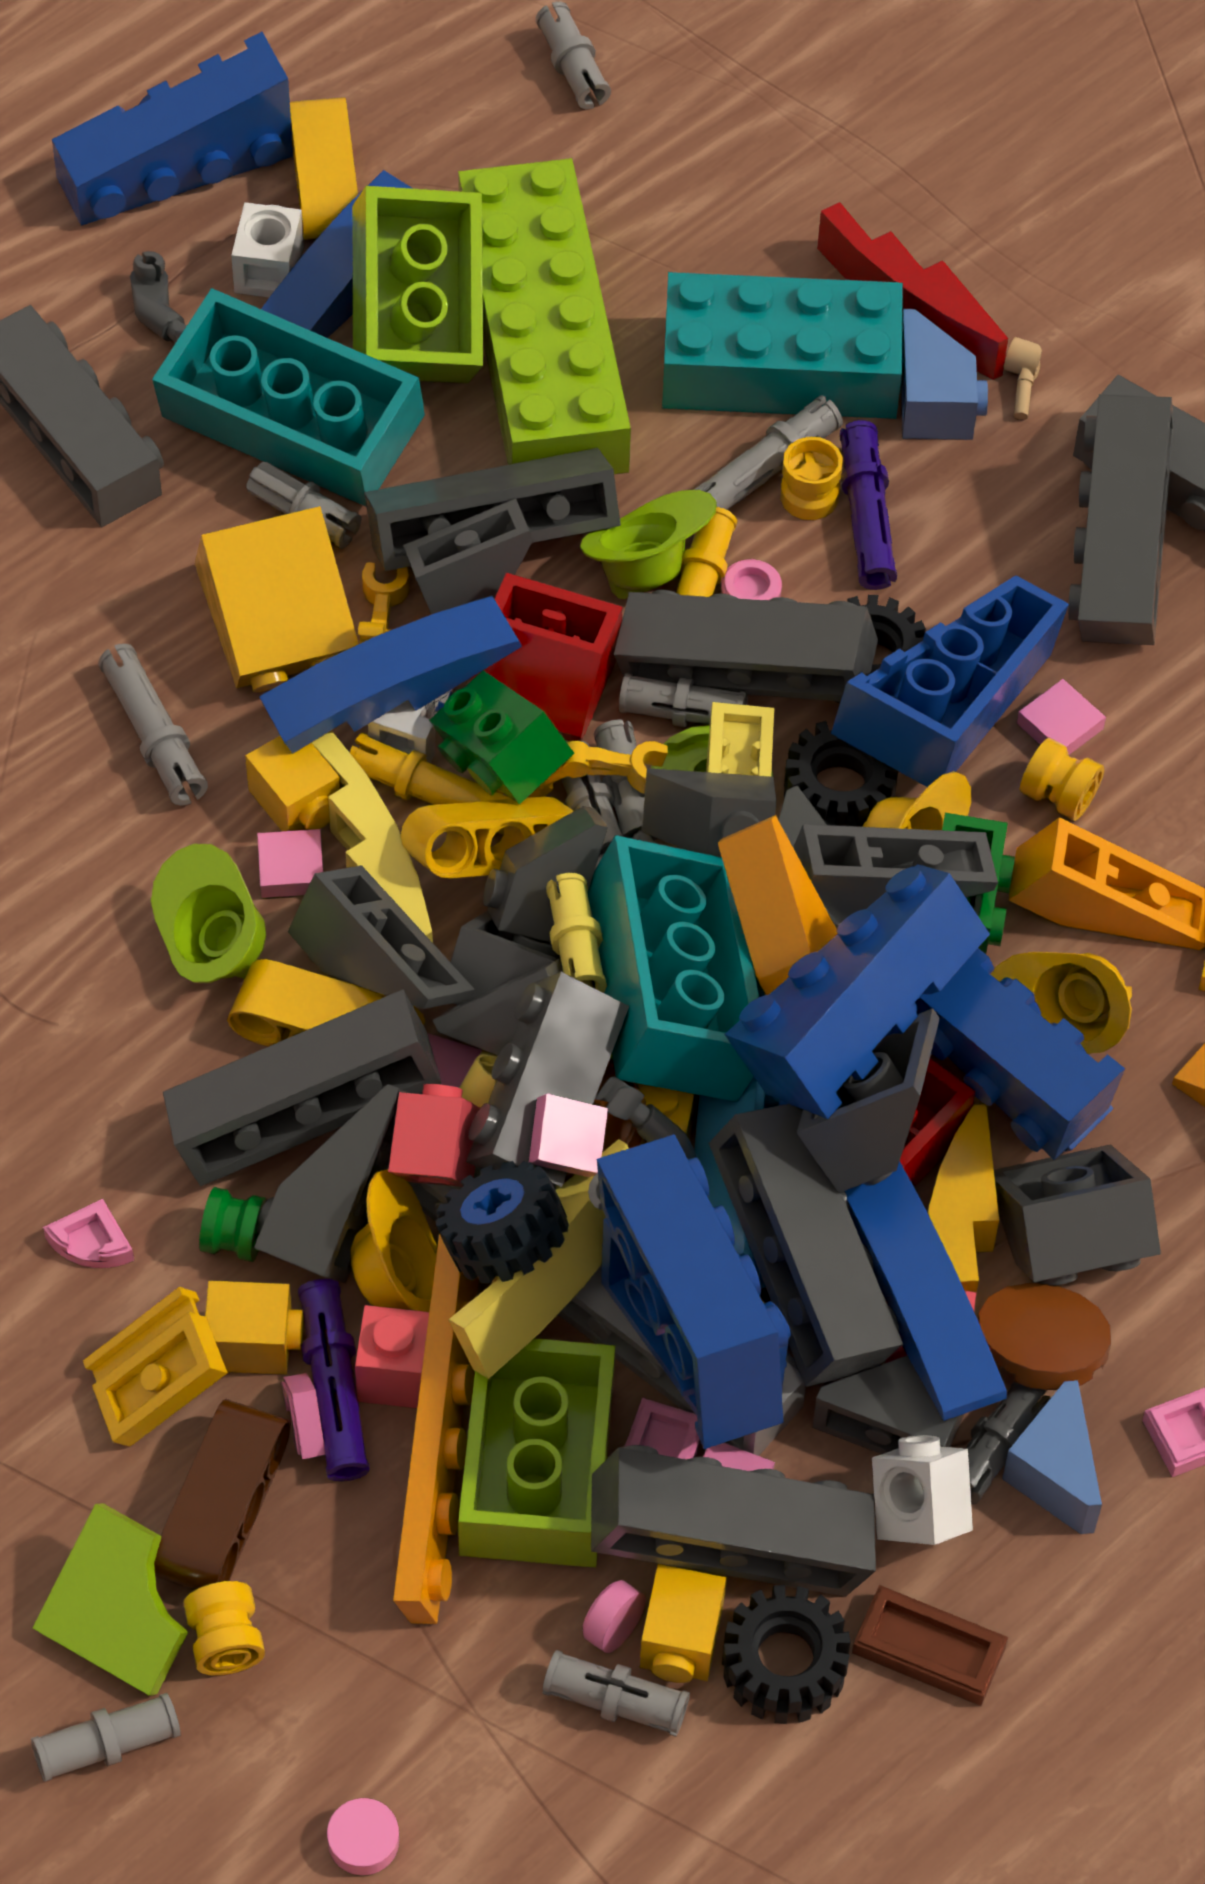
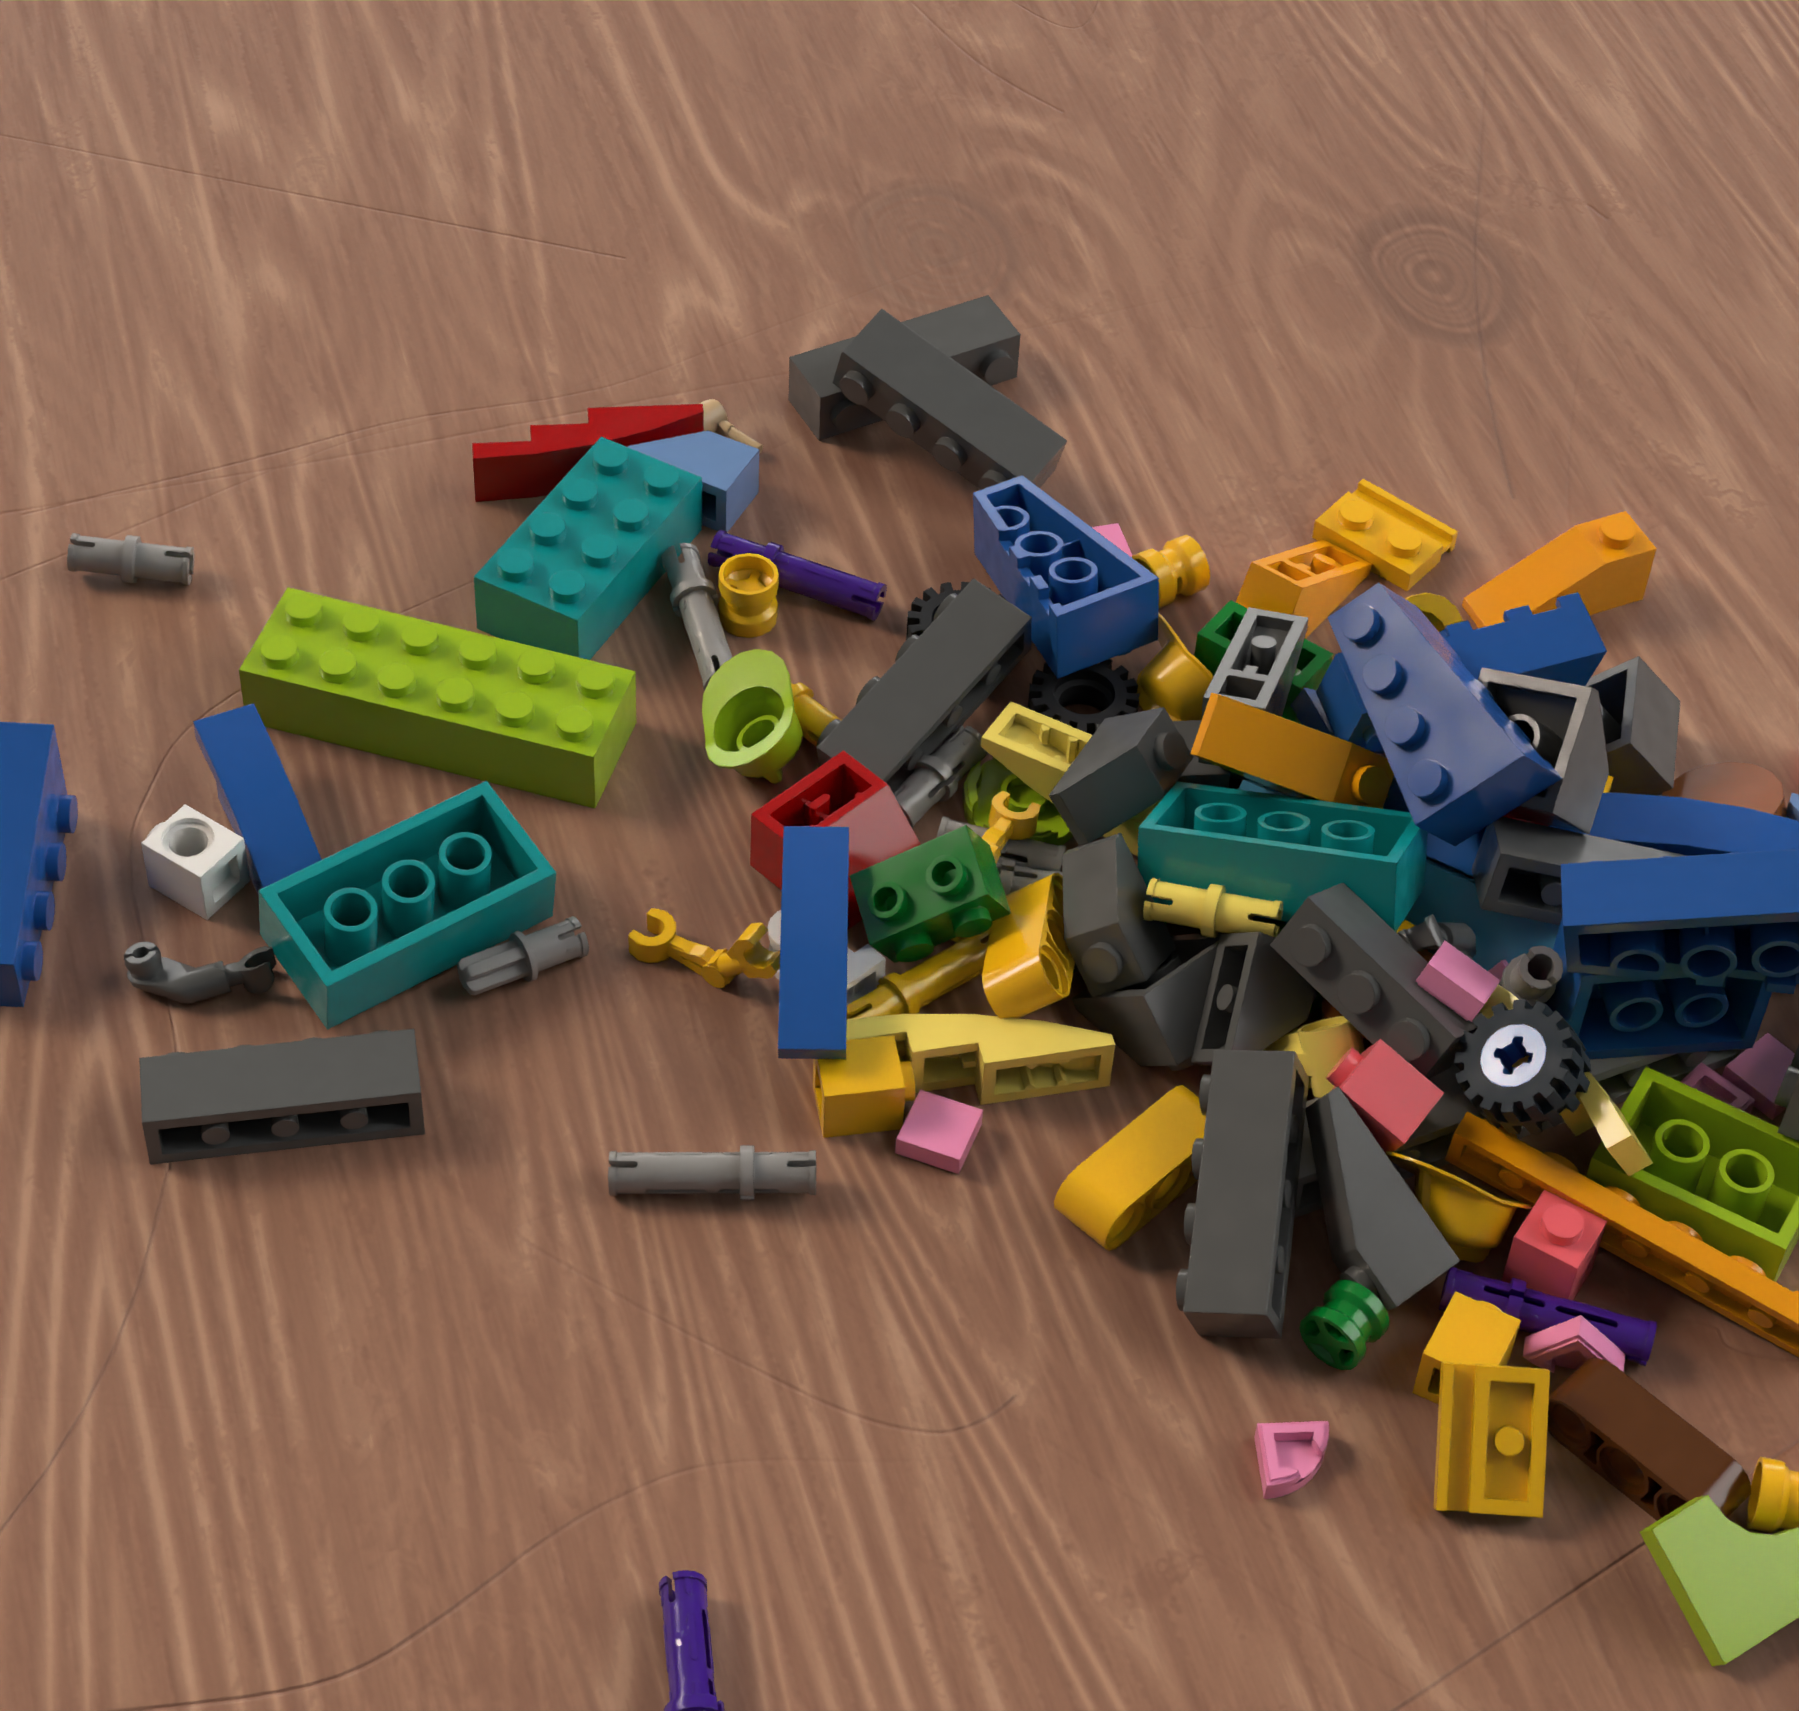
camera: 65 degrees left, 10 degrees down
(206, 915) = (991, 1201): lime piece -> none
(275, 597) = (638, 1011): yellow slope -> none
(322, 161) = (130, 780): yellow beam -> none
(368, 940) = (1096, 1087): dark grey slope -> none
(419, 281) = (357, 742): lime brick -> none
(470, 556) = (707, 845): dark grey slope -> none
(554, 493) = (641, 815): dark grey brick -> none
(752, 580) = (834, 686): bright pink tile -> none

